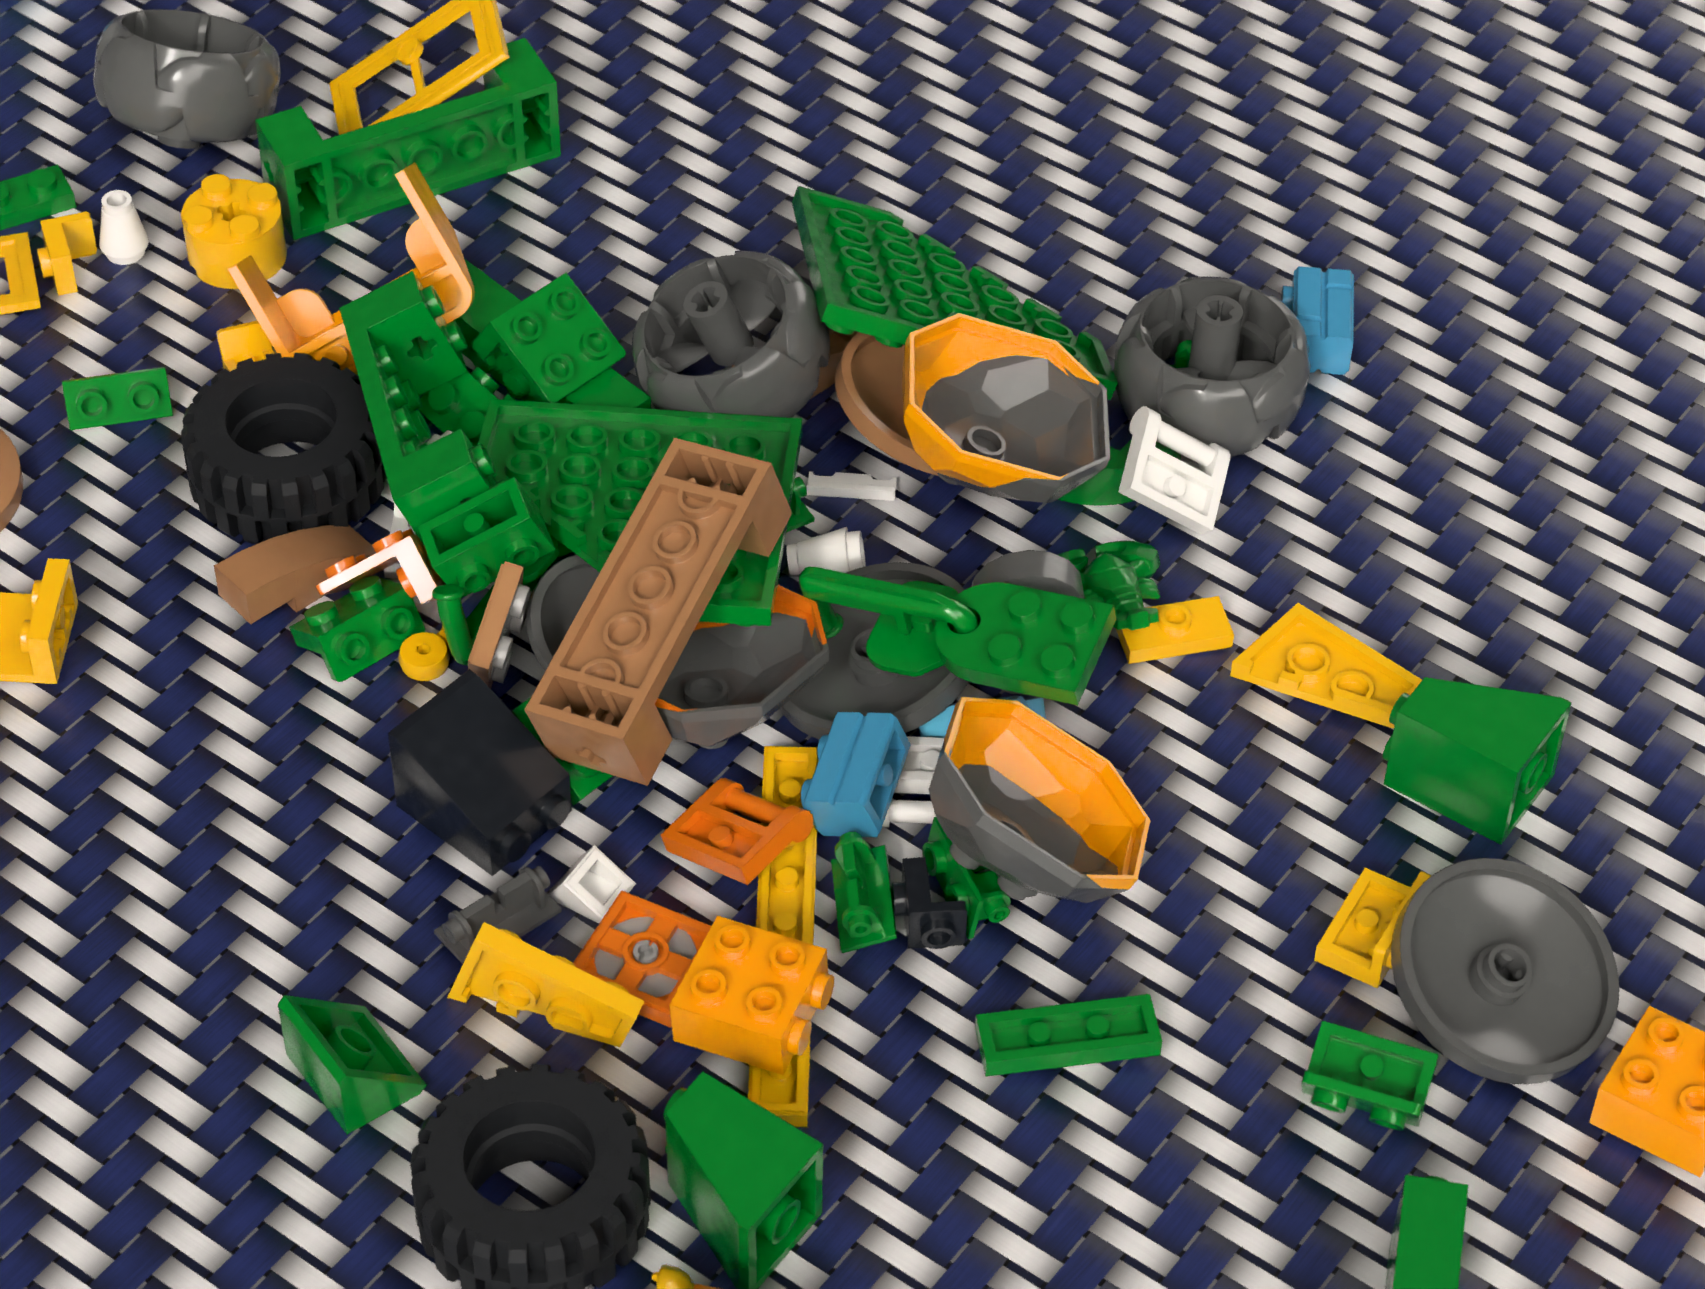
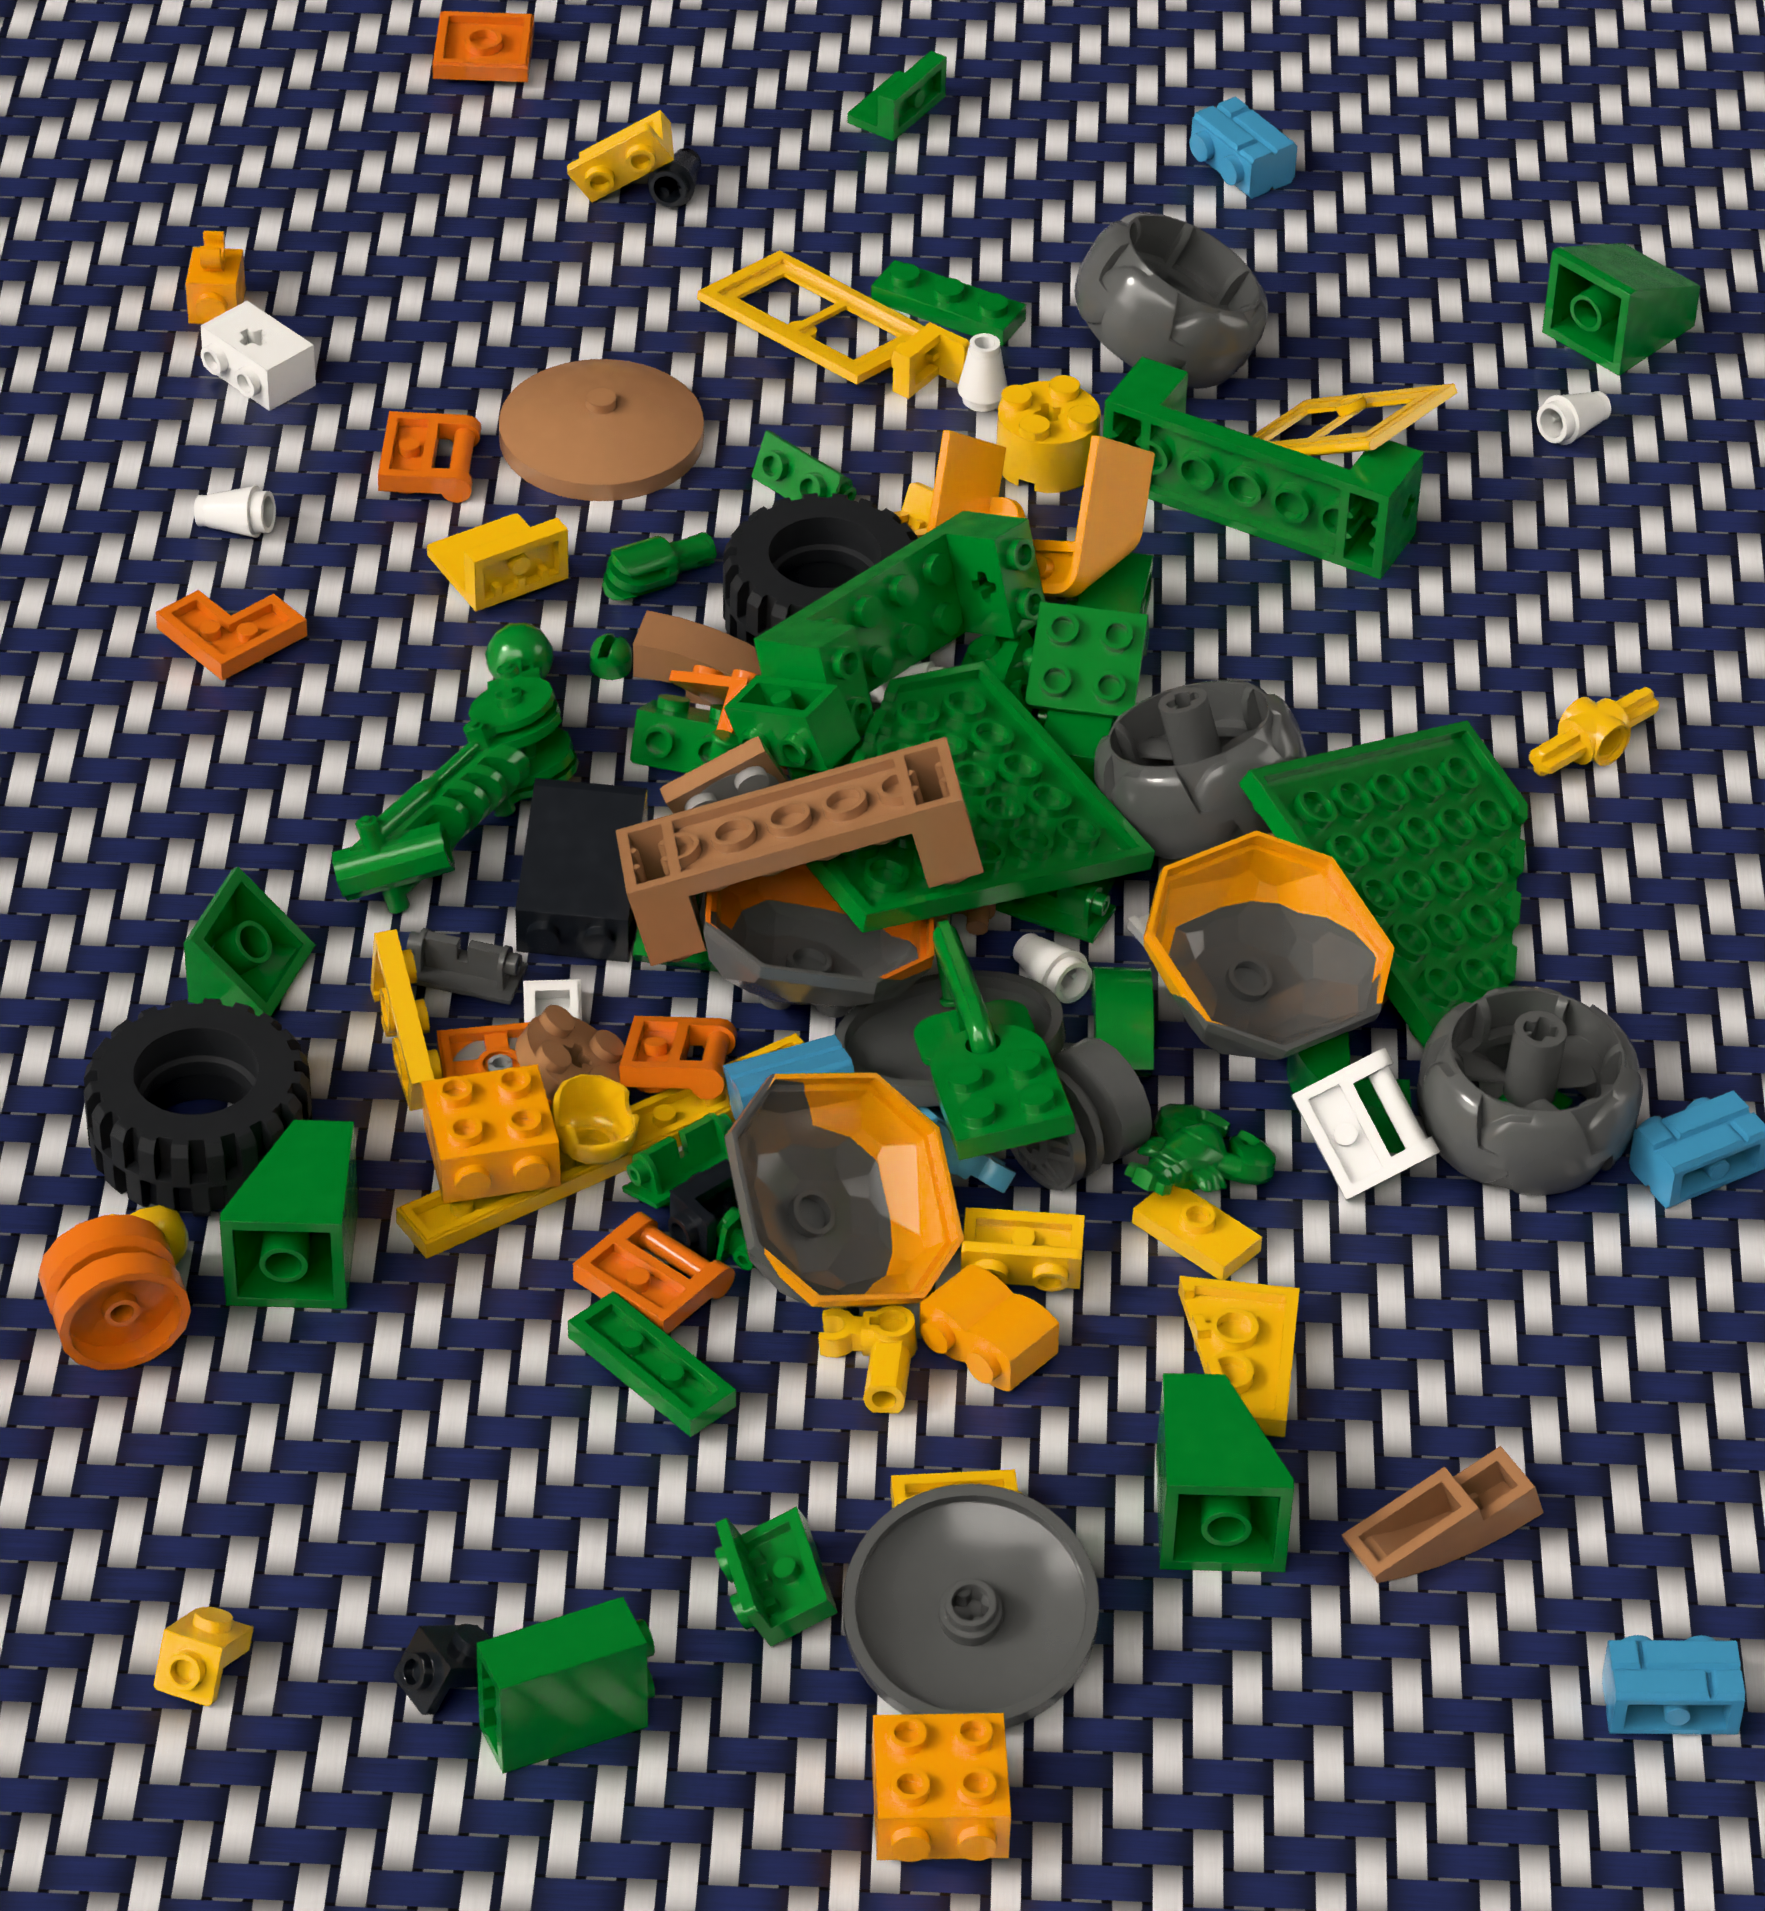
camera: 55 degrees right, 5 degrees down
(129, 541) = (654, 564): none -> green arm
(194, 632) = (619, 657): none -> green hinge
(301, 744) = (508, 746): none -> green piece
(689, 896) = (567, 1048): none -> medium nougat plate
(790, 913) = (594, 1119): none -> yellow hair
(848, 137) = (1593, 731): none -> yellow axle
(932, 535) = (1125, 1013): none -> green brick
(953, 997) = (646, 1282): none -> orange plate
(1134, 730) = (1025, 1246): none -> yellow bracket
(1177, 885) = (885, 1337): none -> yellow bar
(1197, 802) = (988, 1328): none -> light orange brick
(1585, 650) = (1445, 1518): none -> medium nougat slope

